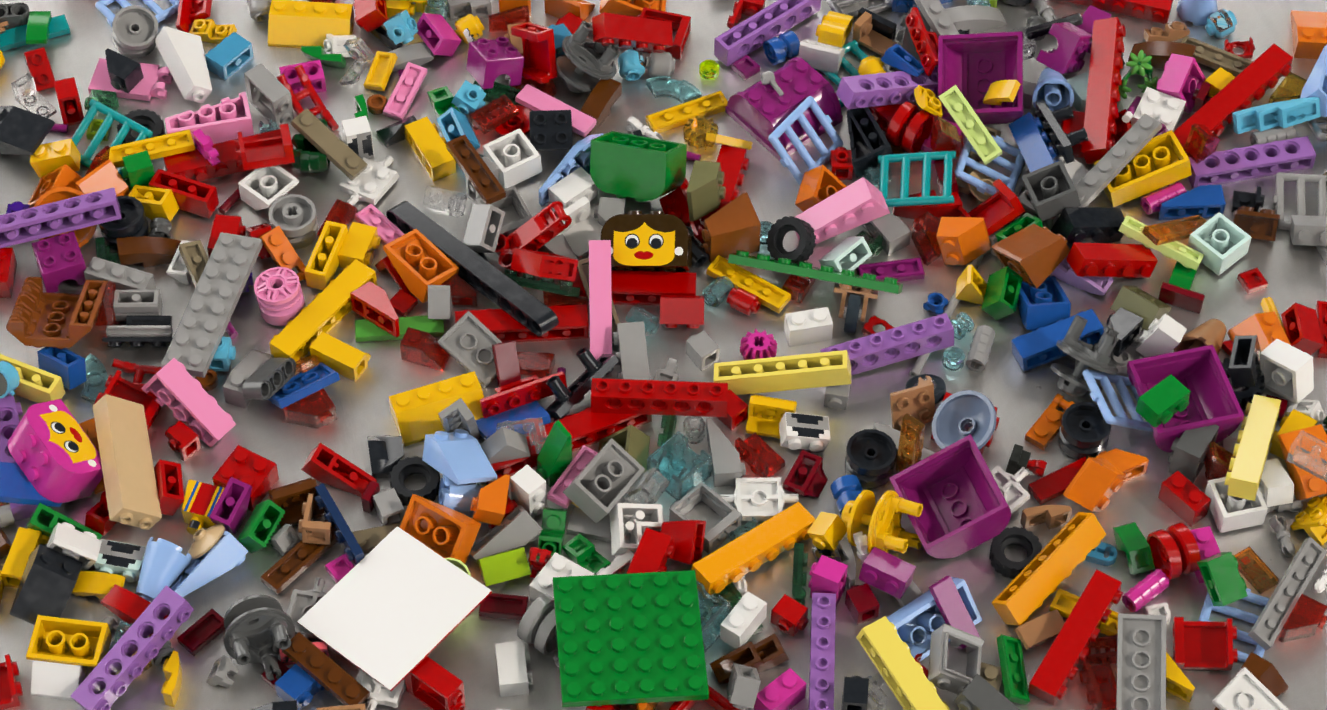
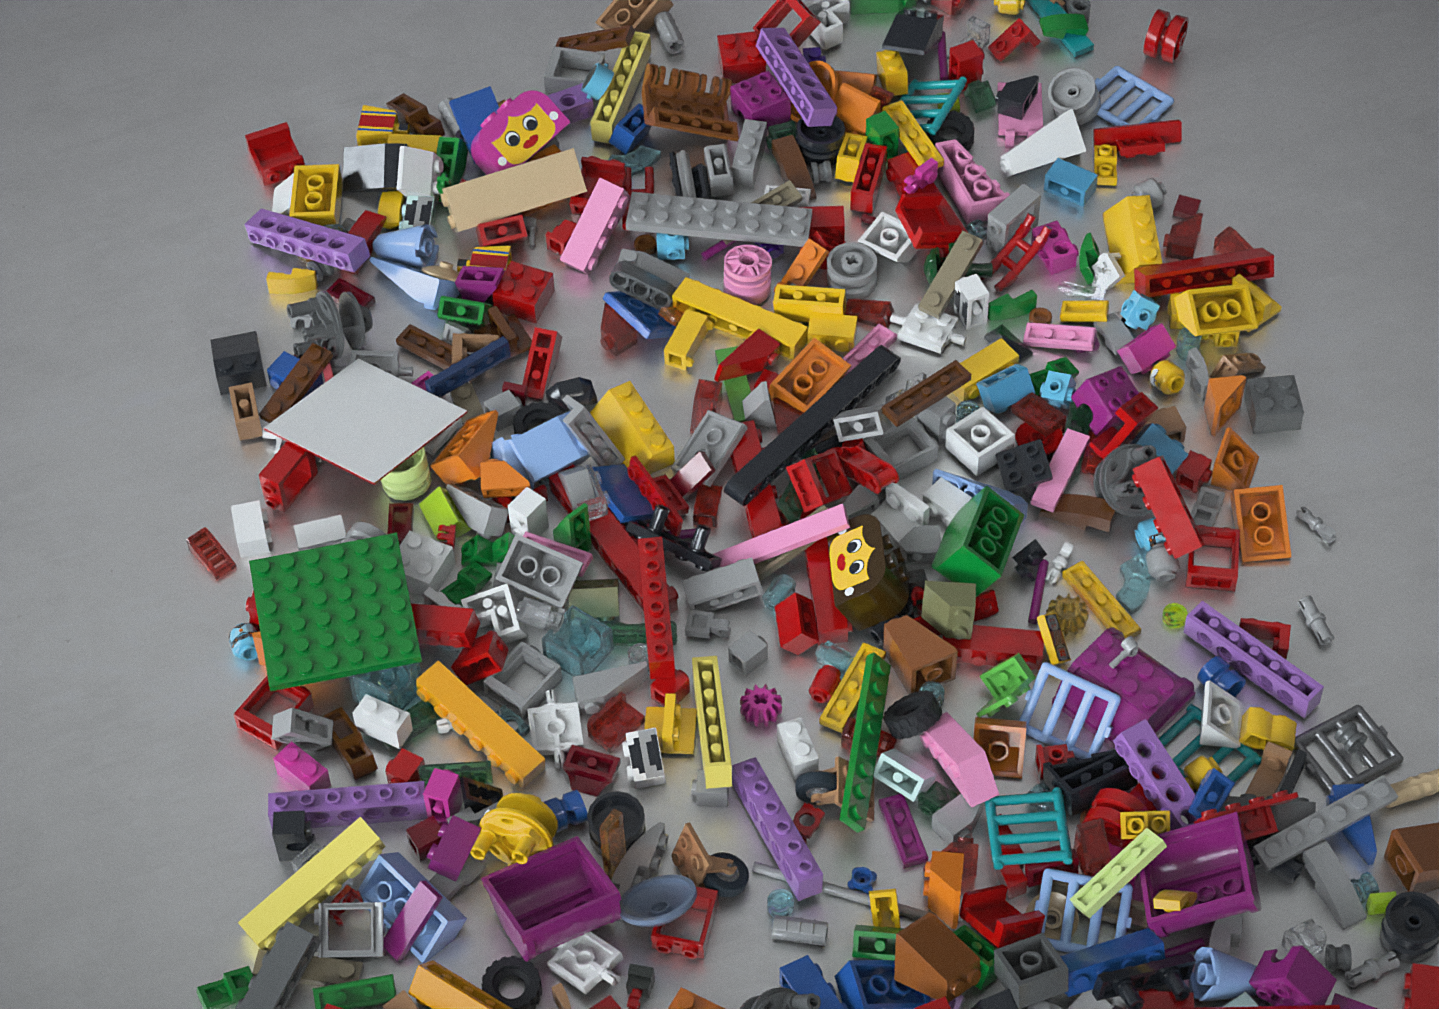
camera: 85 degrees right, 0 degrees up
(99, 521) = (443, 182): none -> green axle
(106, 313) = (696, 148): clear red slope -> none
(500, 20) = (1196, 418): clear red slope -> none
(745, 67) = (1188, 651): magenta tile -> none
(777, 175) = (1005, 683): none -> bright green bracket
(827, 531) = (509, 783): yellow brick -> none
(961, 325) = (829, 905): clear light blue wheel -> none
(1044, 28) = (1343, 983): black axle -> none

